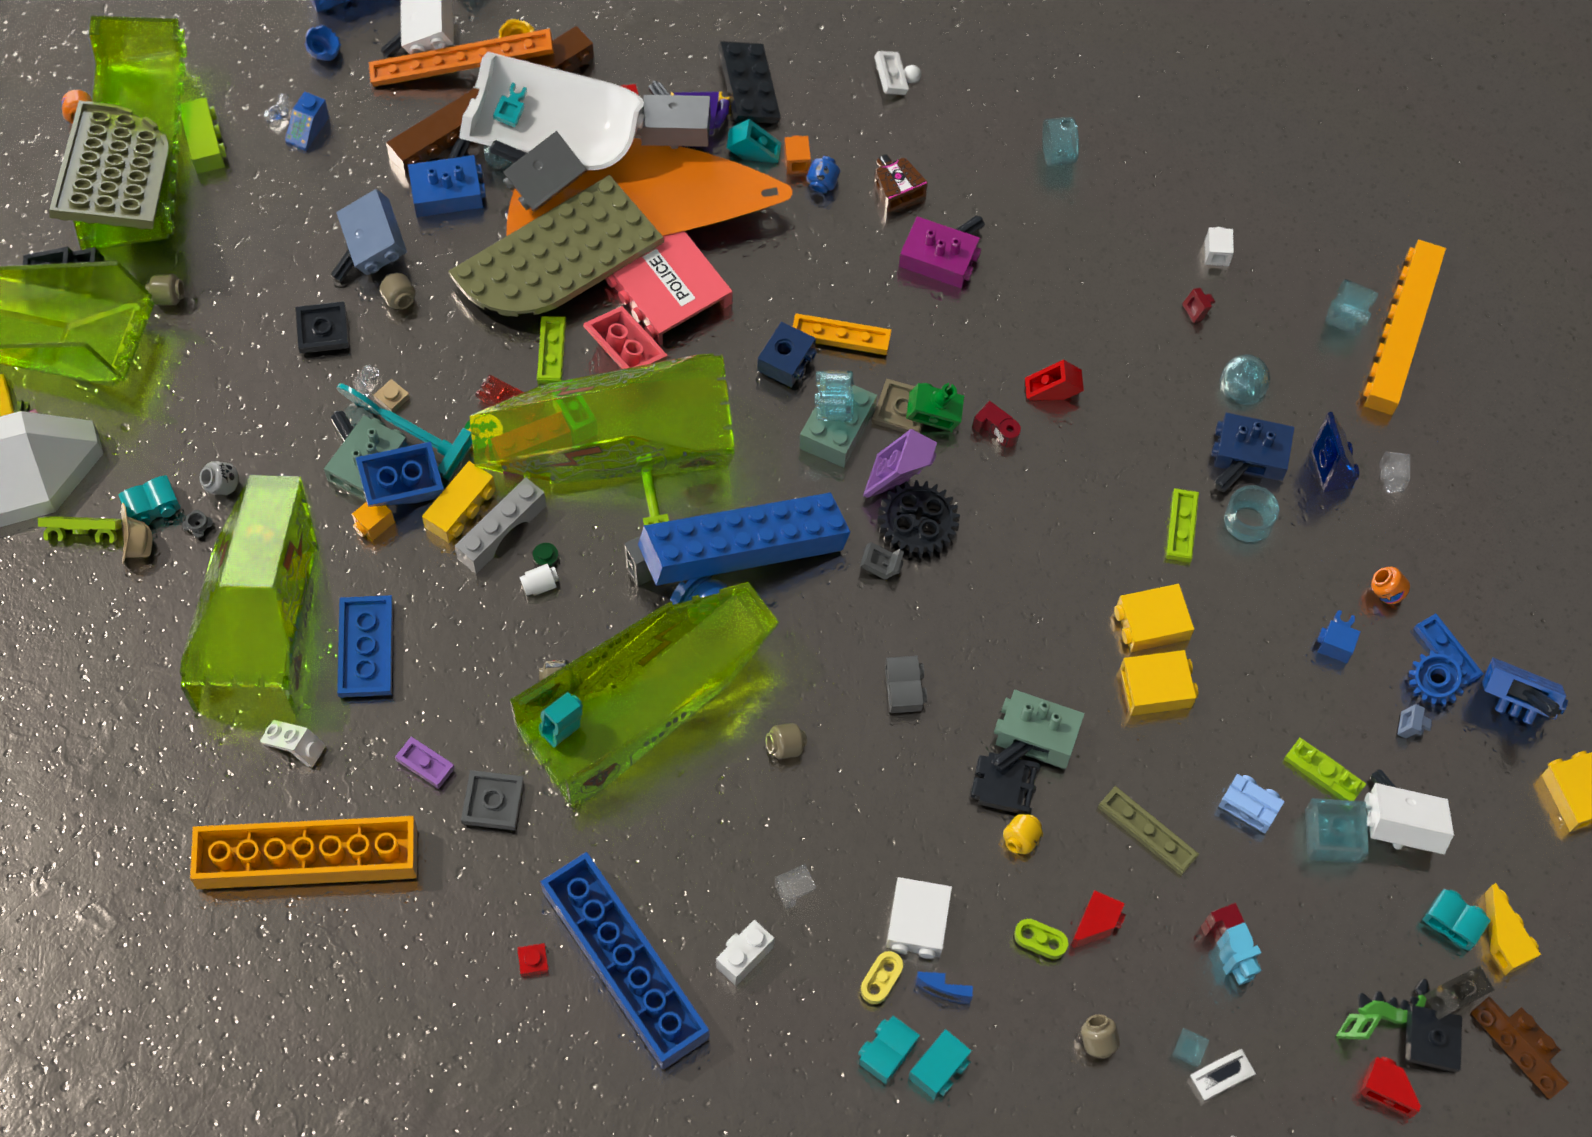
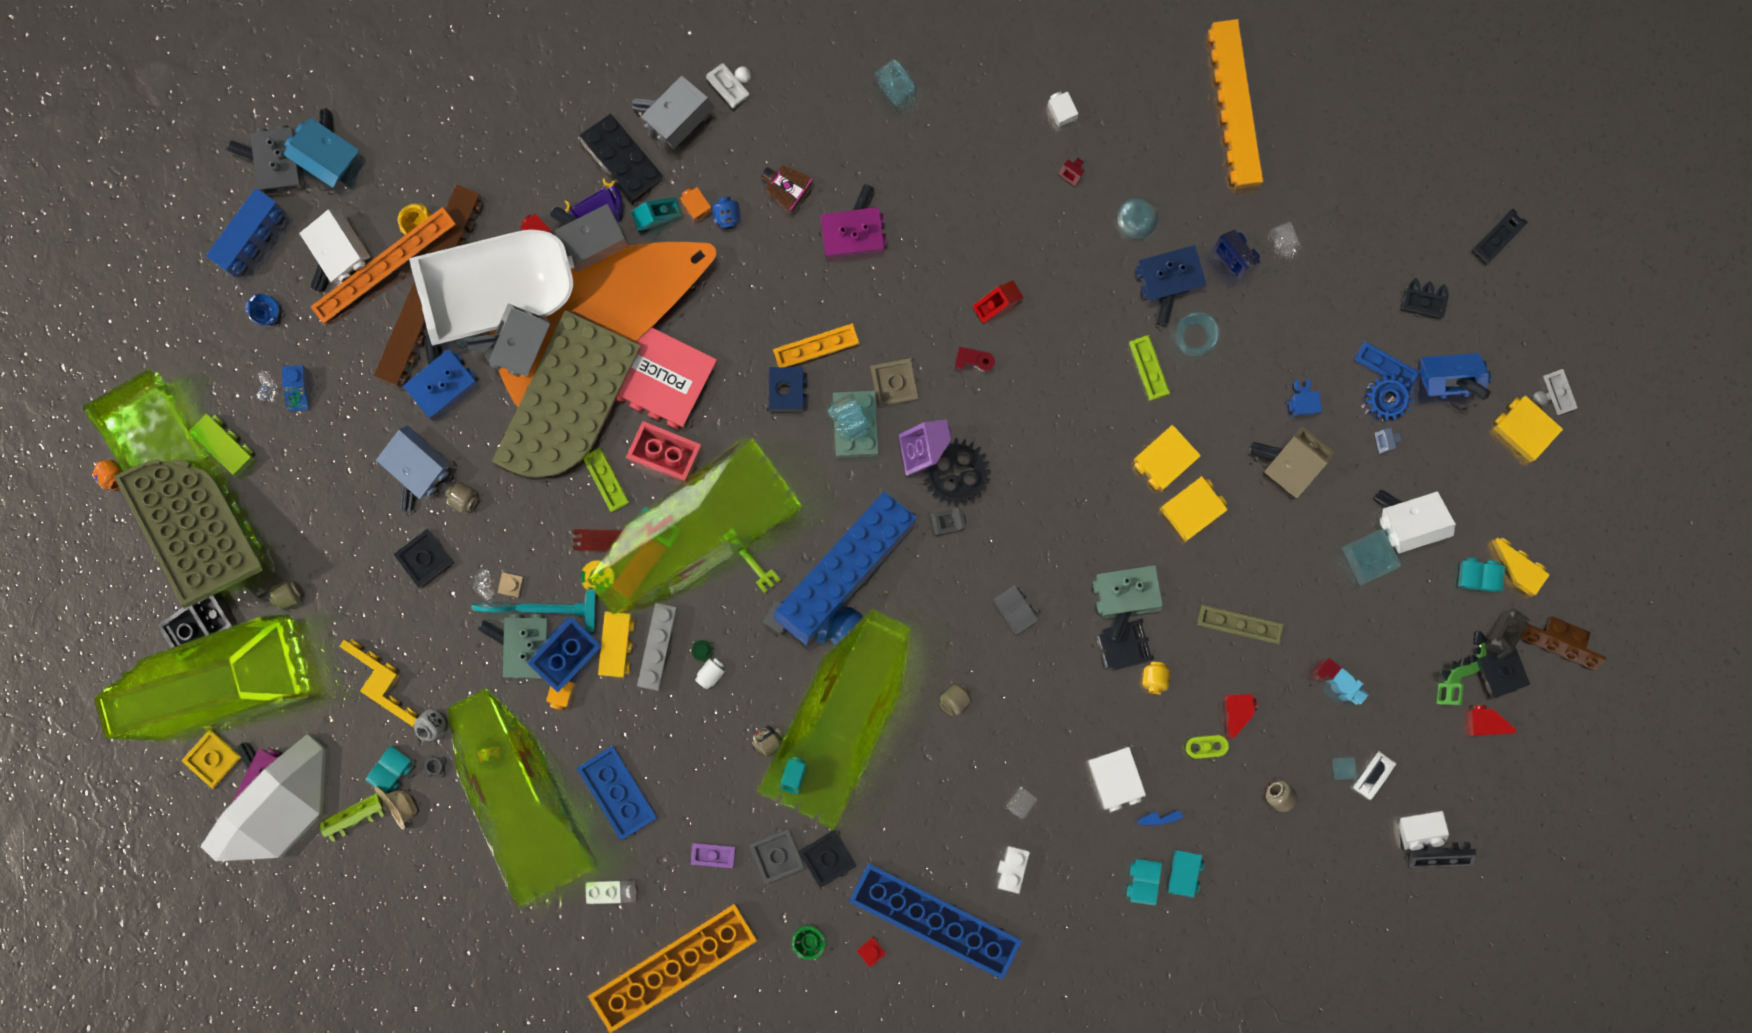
camera: 25 degrees left, 20 degrees up
(199, 414) = (379, 681): none -> yellow bracket
(472, 909) = (809, 942): none -> green helmet
(510, 108) = (454, 296): teal plate -> none
(546, 832) = (827, 858): none -> black plate
(827, 65) = (674, 112): none -> piece
(881, 978) = (1113, 834): light yellow plate -> none
(935, 406) = (921, 373): green brick -> none
(1251, 802) = (1302, 566): light blue brick -> none
(1300, 686) = (1297, 462): none -> dark tan piece
(1324, 771) = (1341, 511): lime plate -> none
(1351, 307) = (1189, 113): clear light blue brick -> none
(1390, 585) = (1323, 339): orange head -> none
(1524, 606) = (1426, 301): none -> black plate

